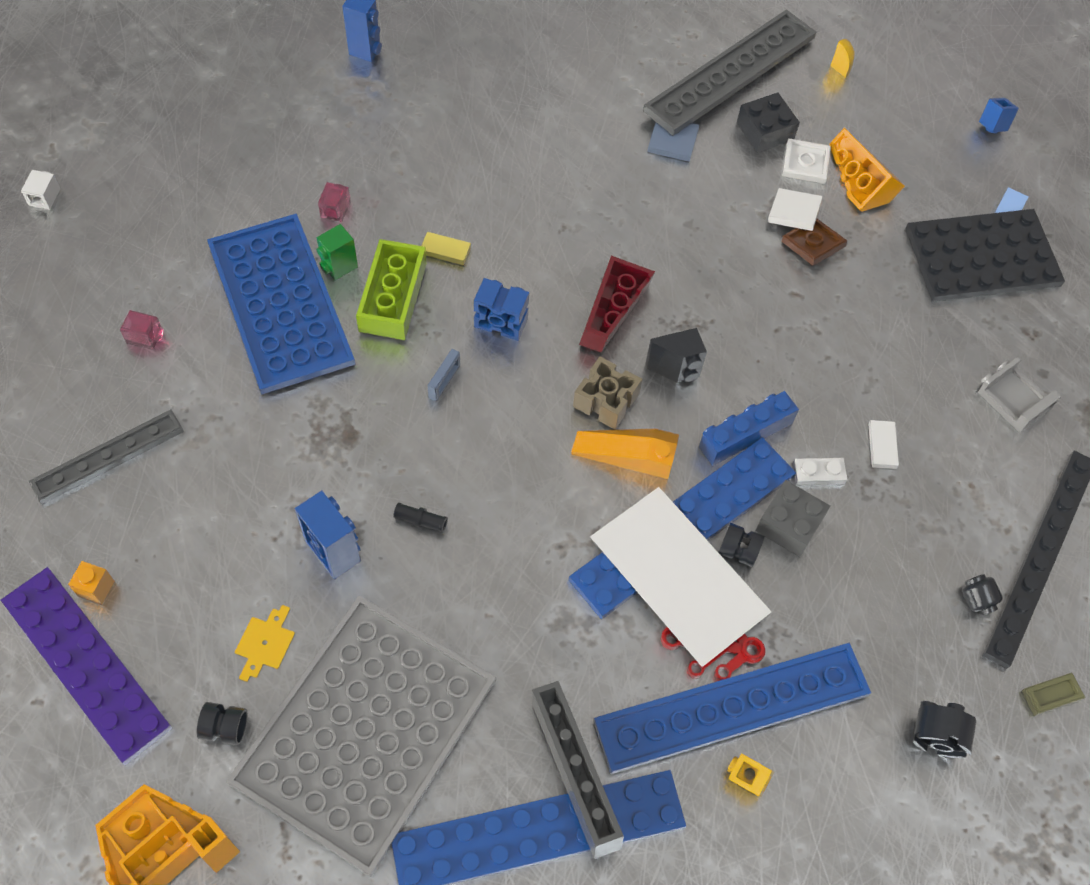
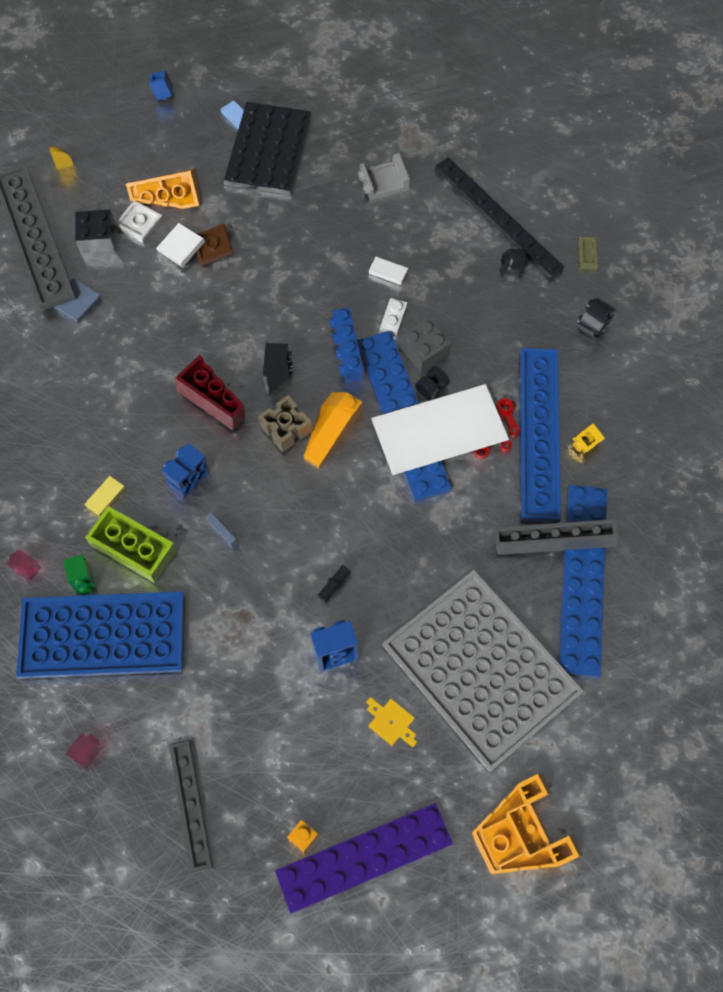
camera: 65 degrees left, 5 degrees up
(222, 723) = (449, 761): black wheel -> none

